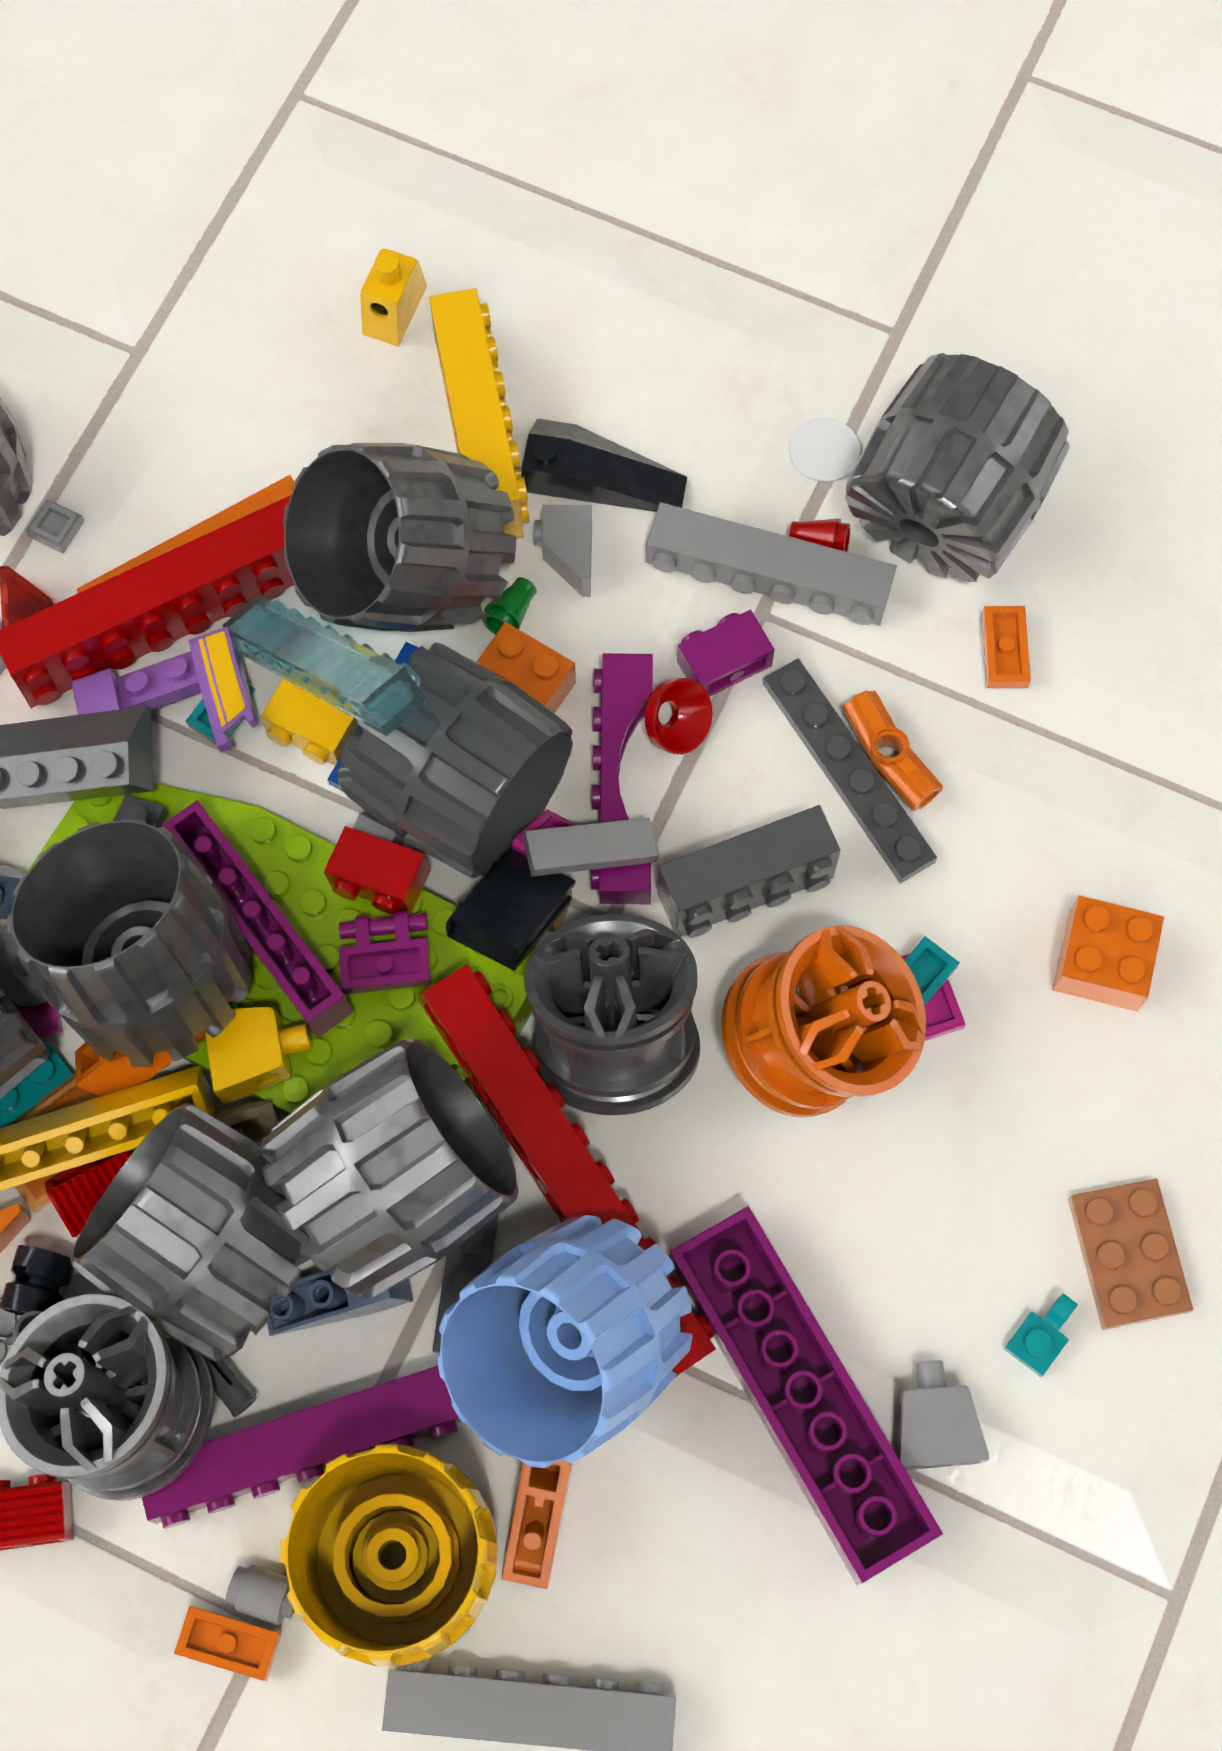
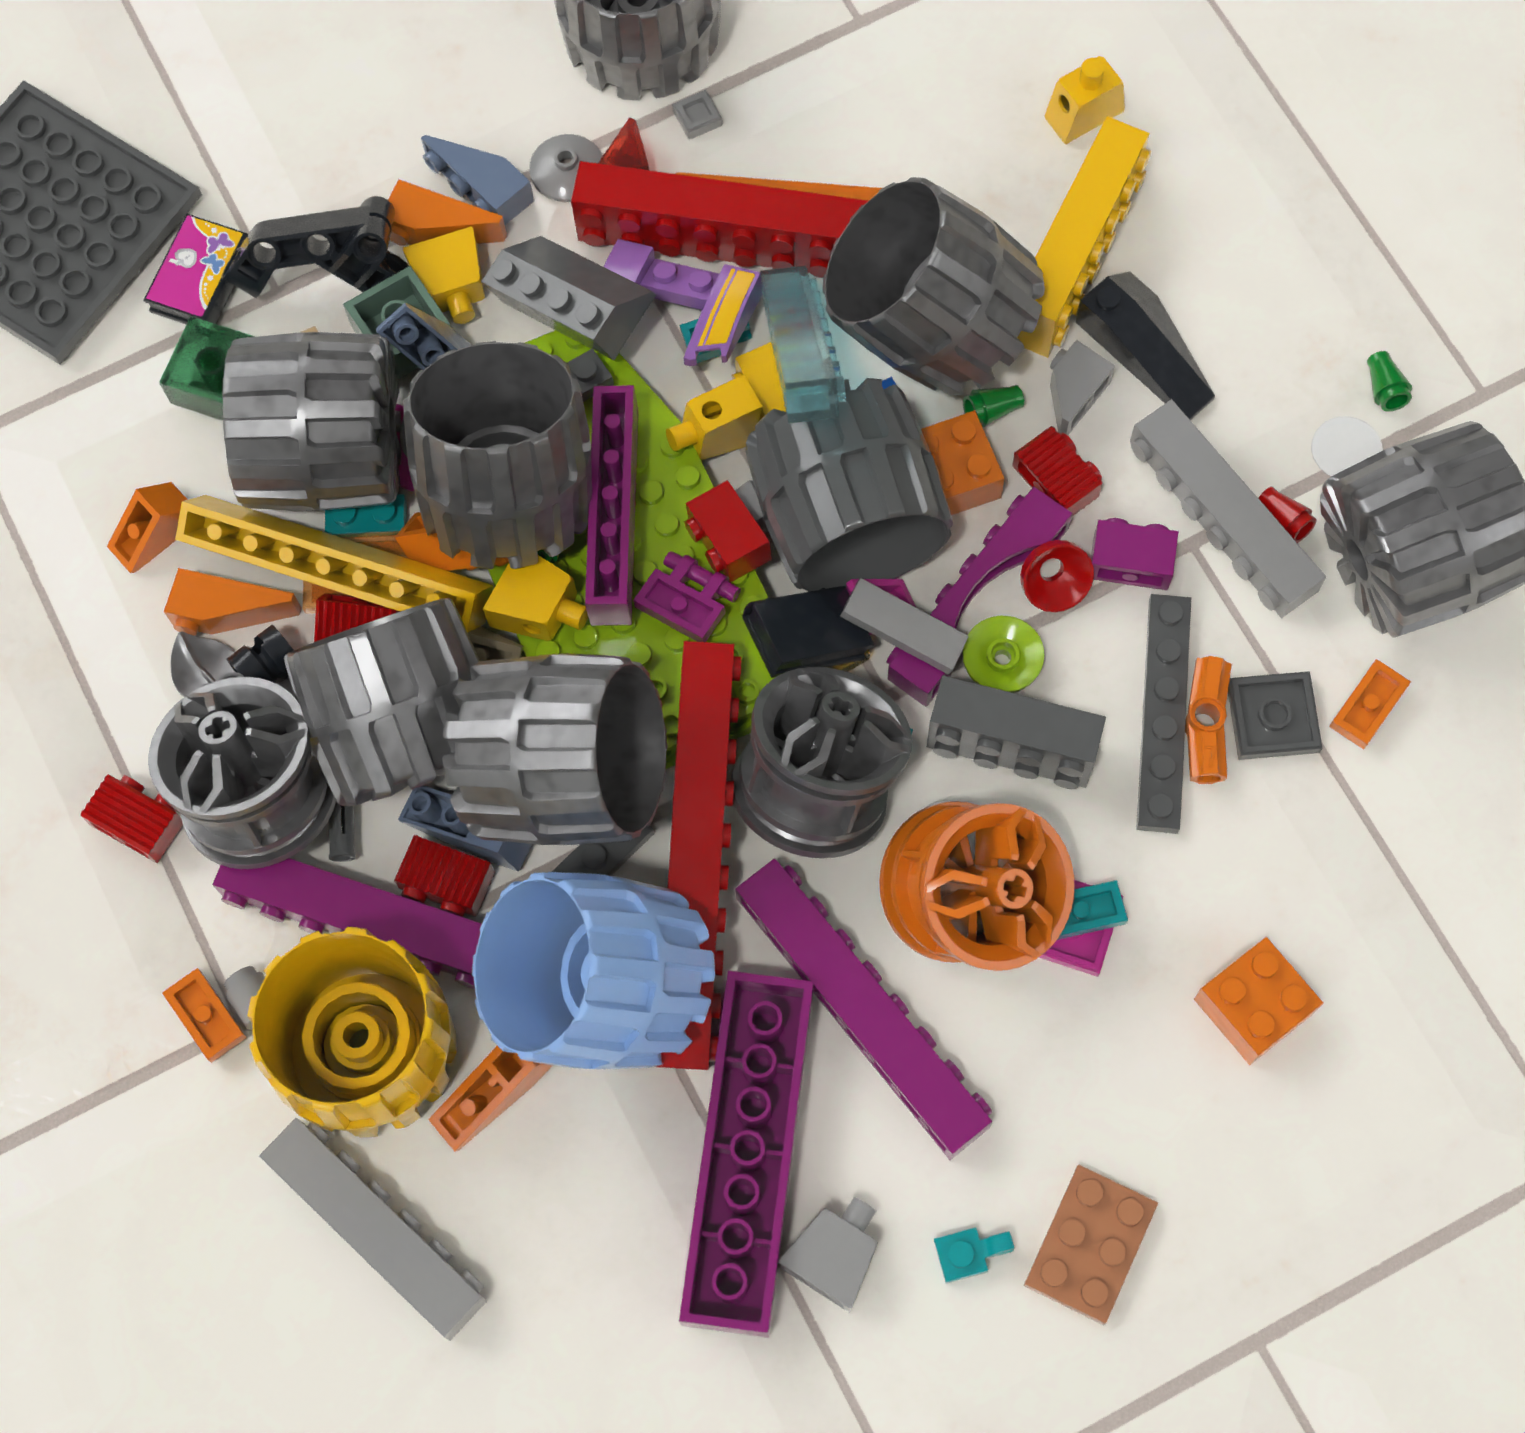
camera: 40 degrees right, 0 degrees up
(289, 779) = (718, 420): none -> yellow torso
(351, 1356) = (444, 877): none -> red brick
(609, 626) = (1057, 471): none -> red brick
(686, 795) = (1007, 637): none -> lime dish
(800, 1197) = (864, 1009): none -> magenta brick
(820, 373) = (1389, 384): none -> green cone
(938, 709) = (1274, 715): none -> dark grey tile

